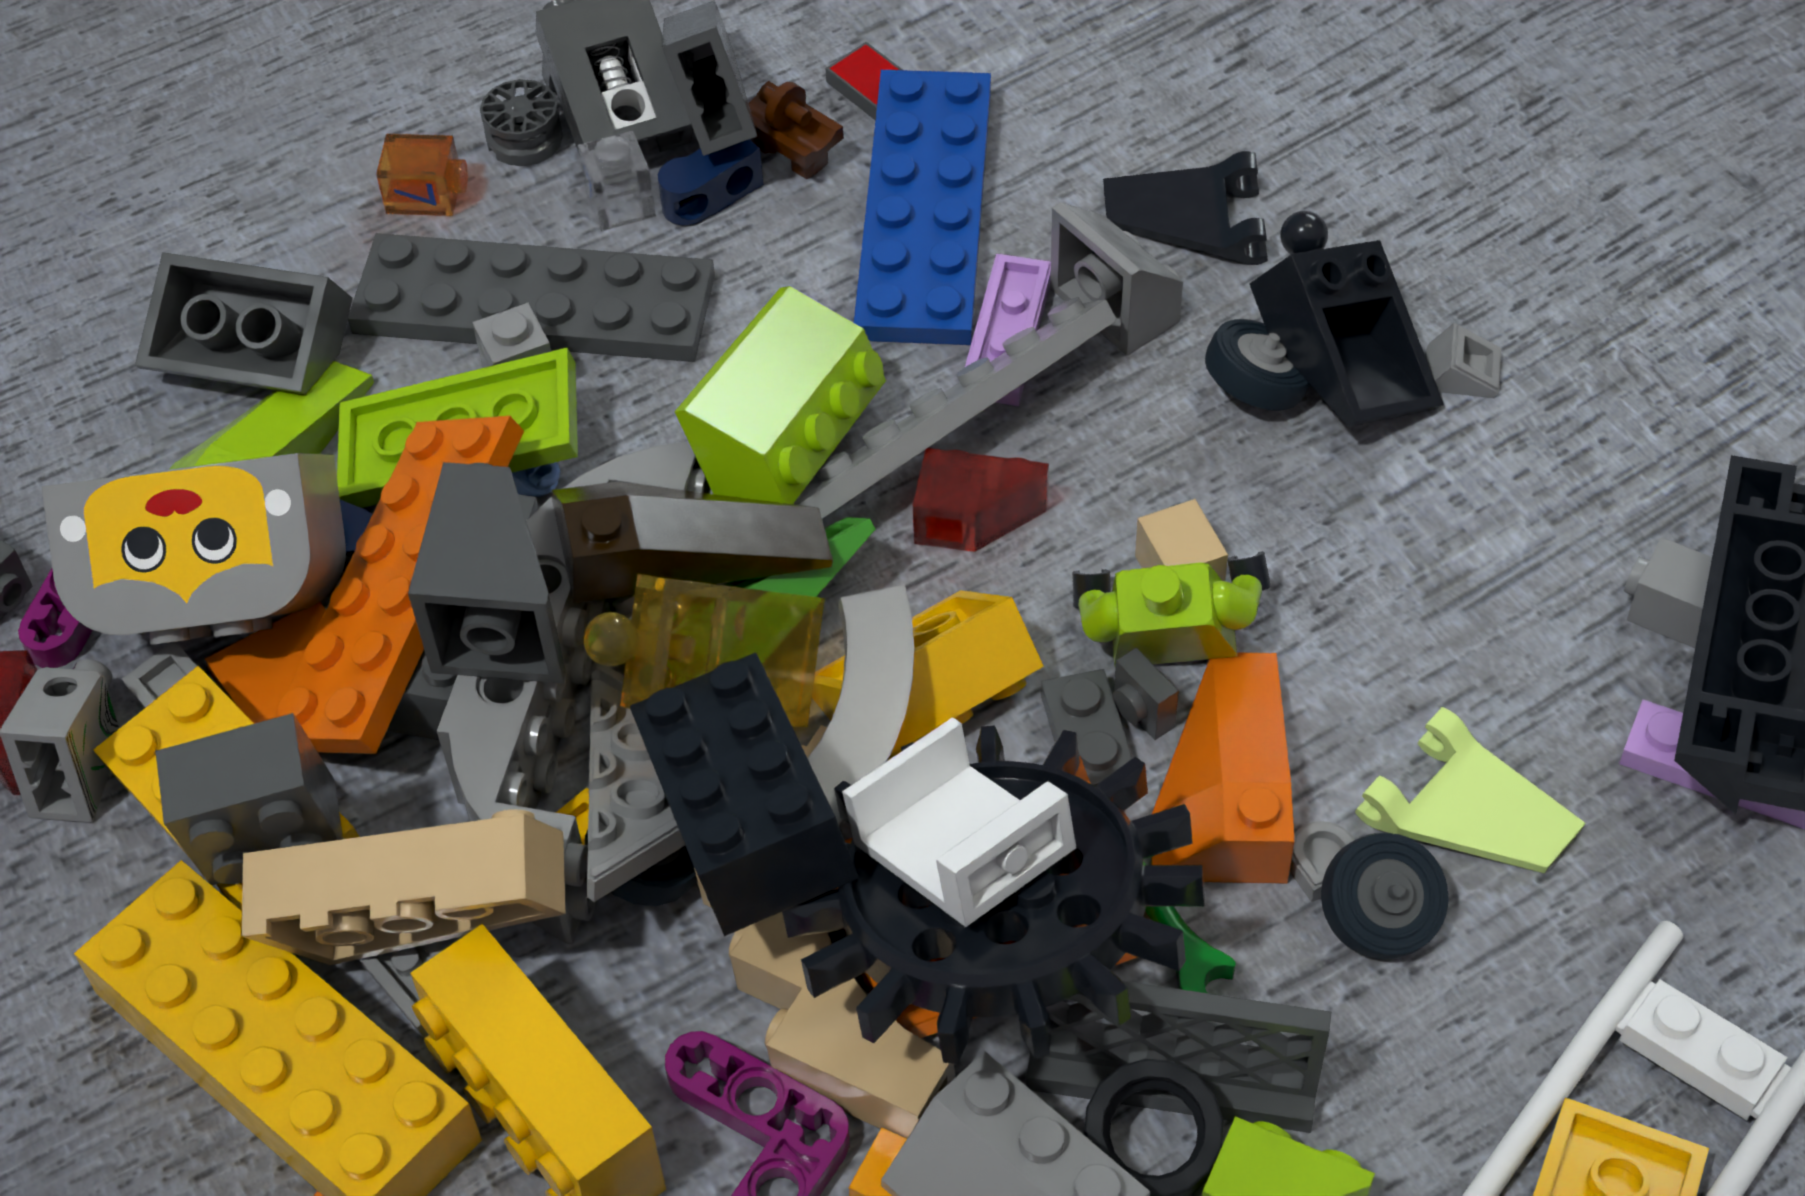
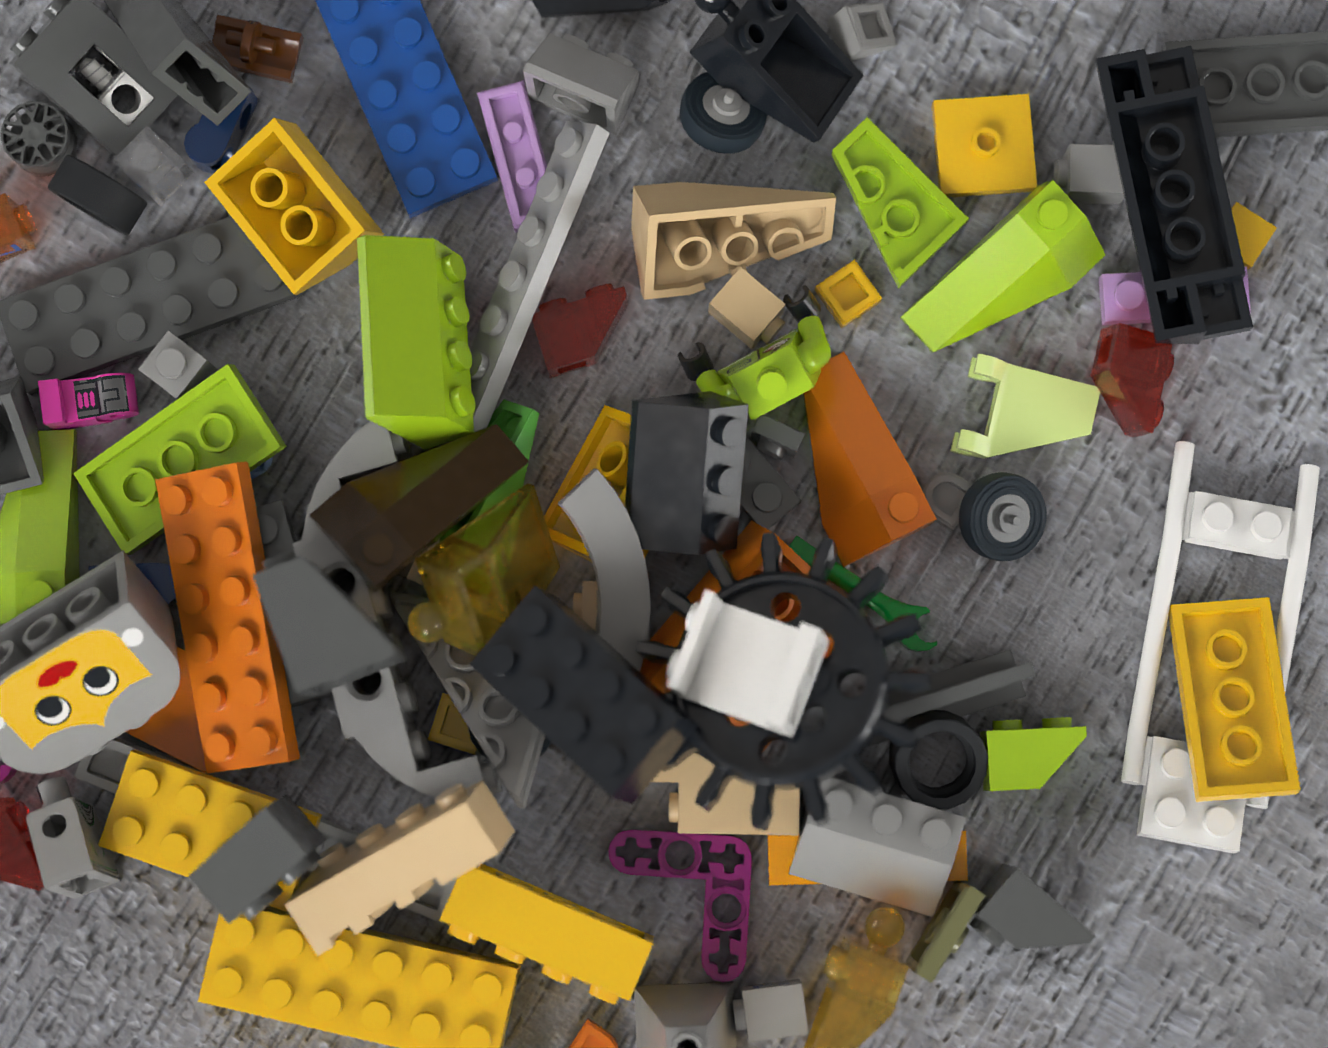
camera: 30 degrees left, 30 degrees up
(399, 348) = (88, 400): none -> dark pink leg
(542, 173) = (97, 194): none -> black tyre
(729, 252) = (292, 205): none -> yellow slope
(1009, 647) = (686, 471): none -> black slope
(1160, 456) = (705, 231): none -> tan wedge
(1312, 599) = (848, 293): none -> yellow tile
(1420, 529) = (896, 199): none -> lime wing
(1545, 638) = (1021, 262): none -> lime wedge
(1555, 522) = (984, 145): none -> yellow plate
(1629, 809) = (1131, 376): none -> clear red slope

